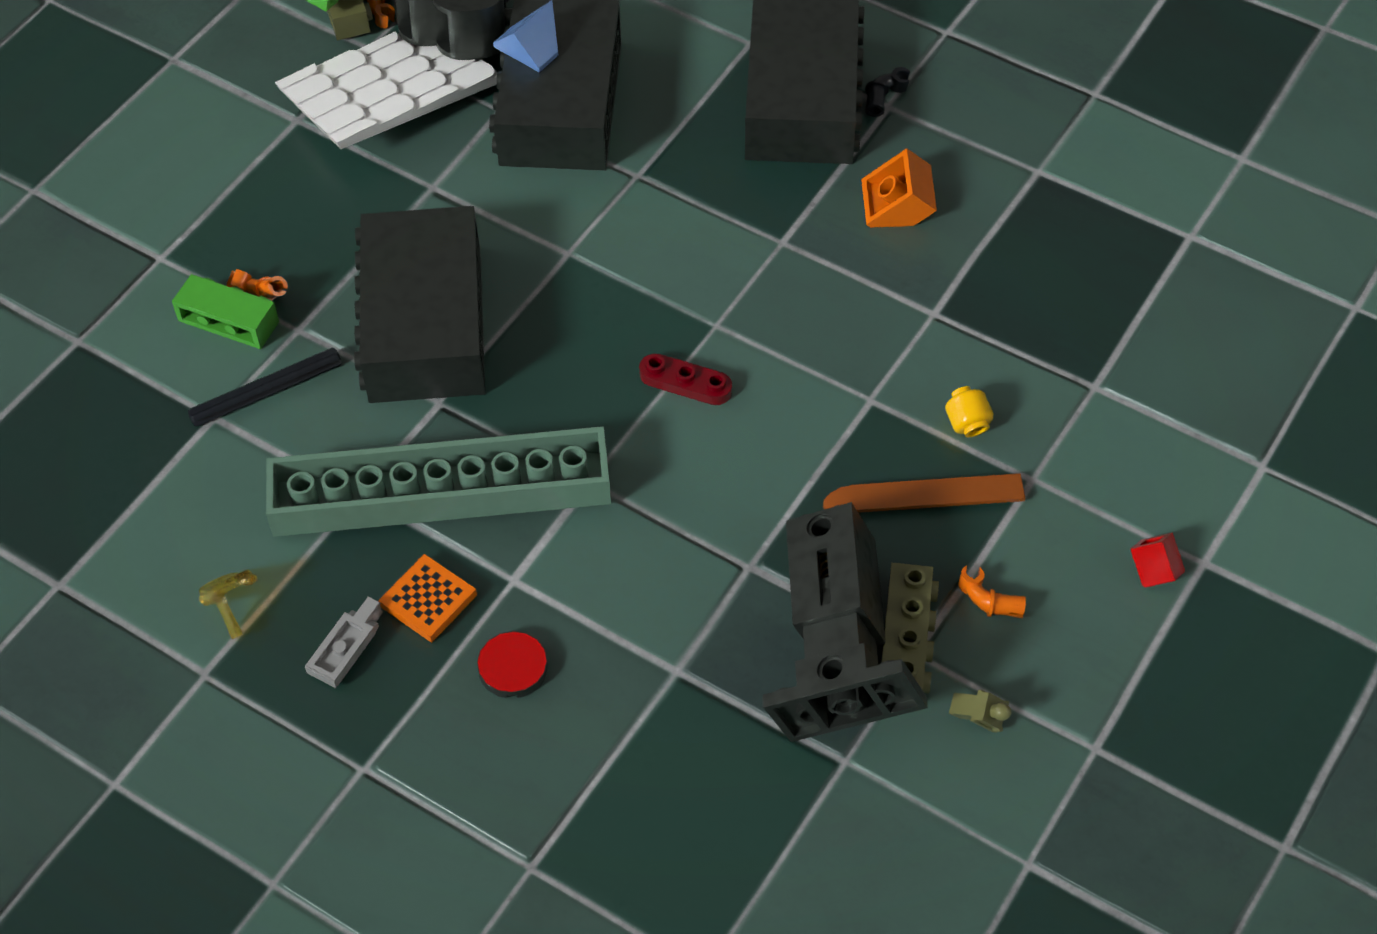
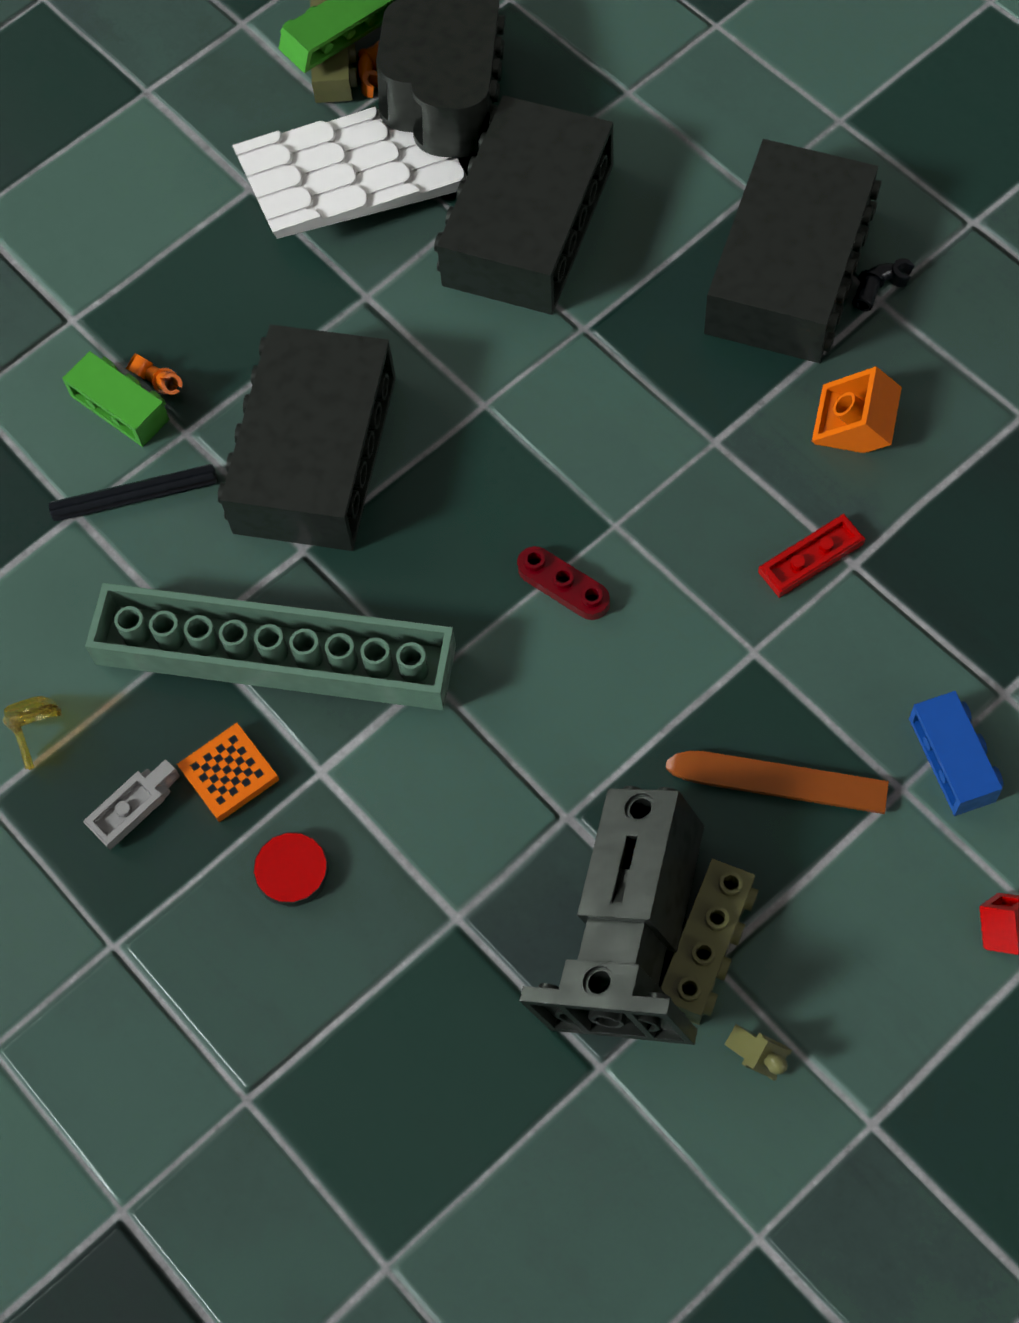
camera: 20 degrees right, 10 degrees up
(532, 39) = (504, 153): medium blue slope -> none
(895, 313) = (811, 555): none -> red tile
(969, 411) = (853, 695): yellow head -> none
(989, 600) = (809, 926): orange piece -> none
(1069, 438) = (956, 753): none -> blue brick

